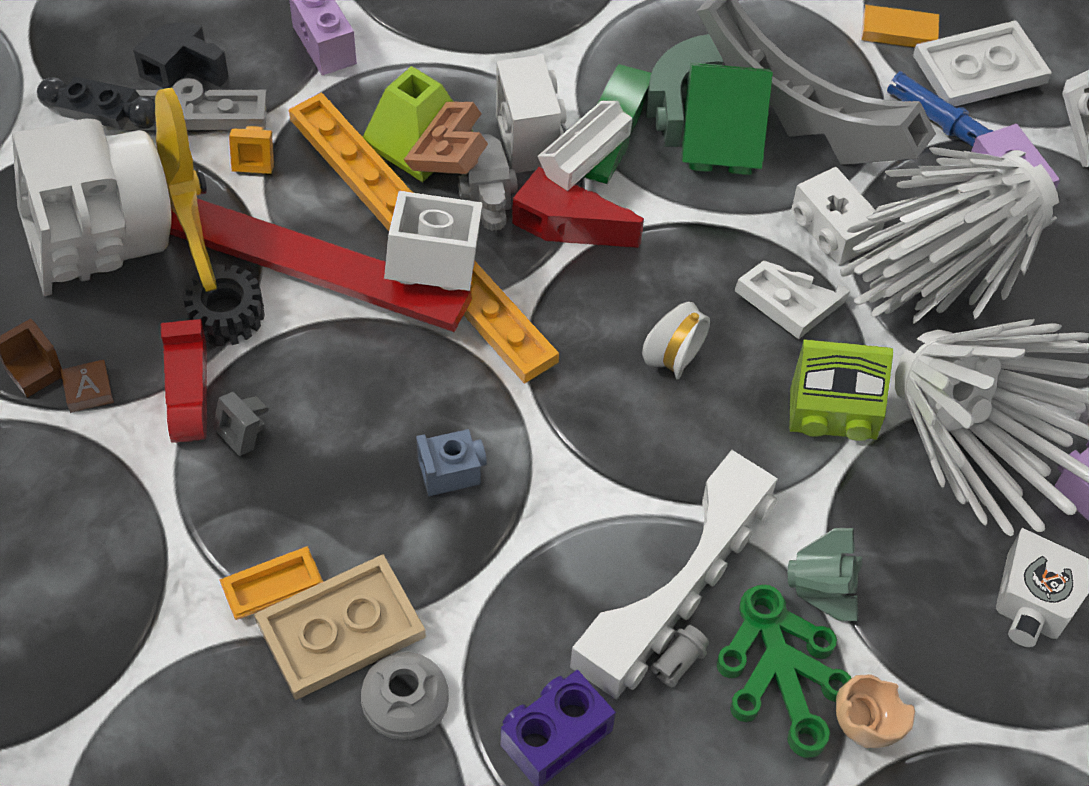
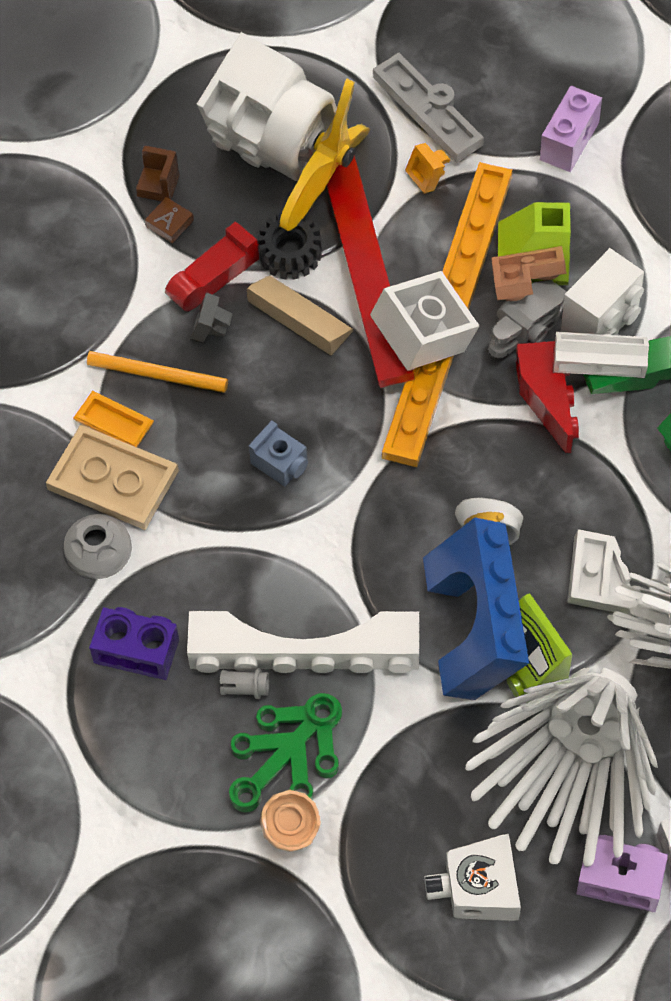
camera: 60 degrees right, 5 degrees up
(97, 100) = (380, 55): black plate -> none
(175, 51) = (467, 62): black brick -> none
(249, 509) = (157, 371): none -> light orange bar
(304, 349) = (298, 314): none -> tan slope
(826, 574) = (375, 735): sand green brick -> none
(831, 397) = (496, 645): none -> blue arch

